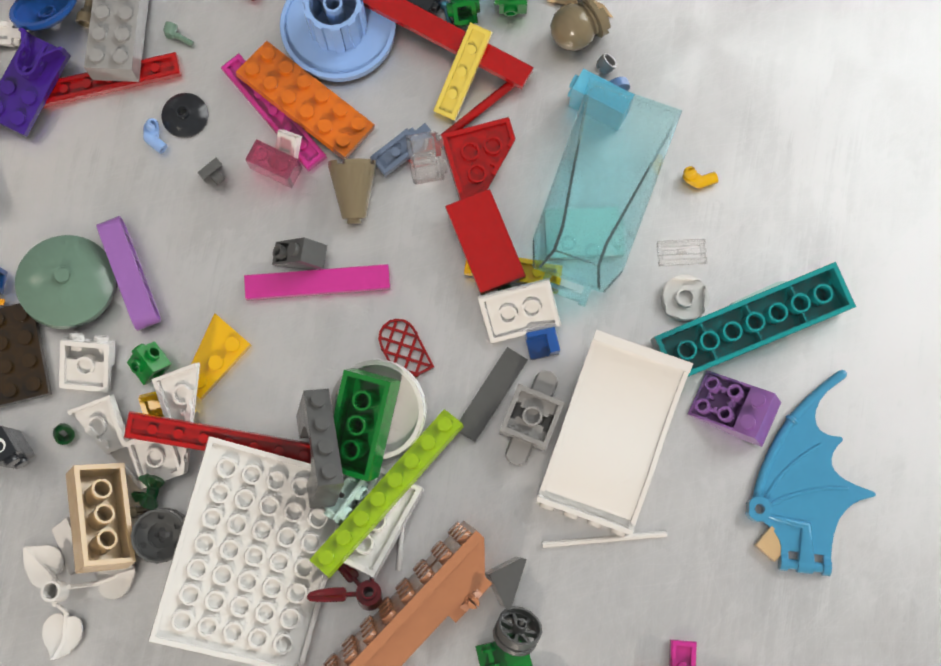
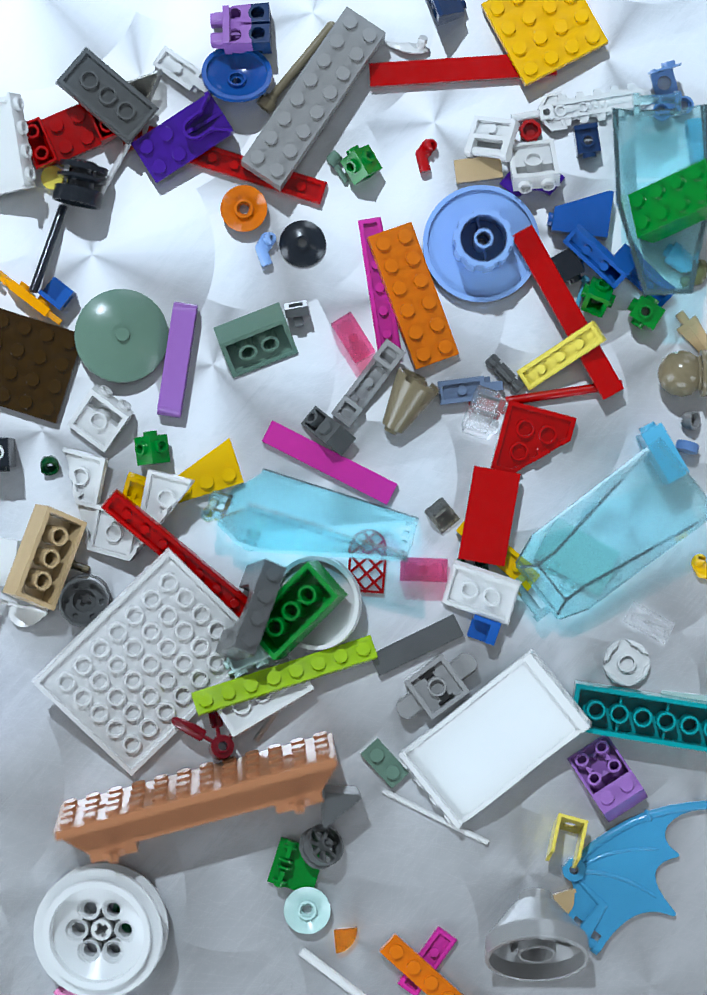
camera: 30 degrees right, 10 degrees up
(107, 106) = (243, 196): none -> orange dish
(149, 499) = (89, 562): dark green piece -> none
(189, 215) = (255, 340): none -> sand green slope
(195, 18) = (360, 164): none -> green brick
(288, 142) = (375, 328): white tile -> none
(310, 191) = (368, 382): none -> light grey slope
(311, 343) = (306, 519): none -> clear light blue windscreen
(421, 117) = (504, 373): none -> dark grey axle
(444, 268) = (441, 515): none -> clear smoke slope
(456, 322) = (424, 569): none -> clear pink brick
(528, 518) = (384, 762): none -> sand green plate
(742, 469) = (579, 828): none -> light yellow piece
(771, 593) = (536, 940): none -> light grey cone

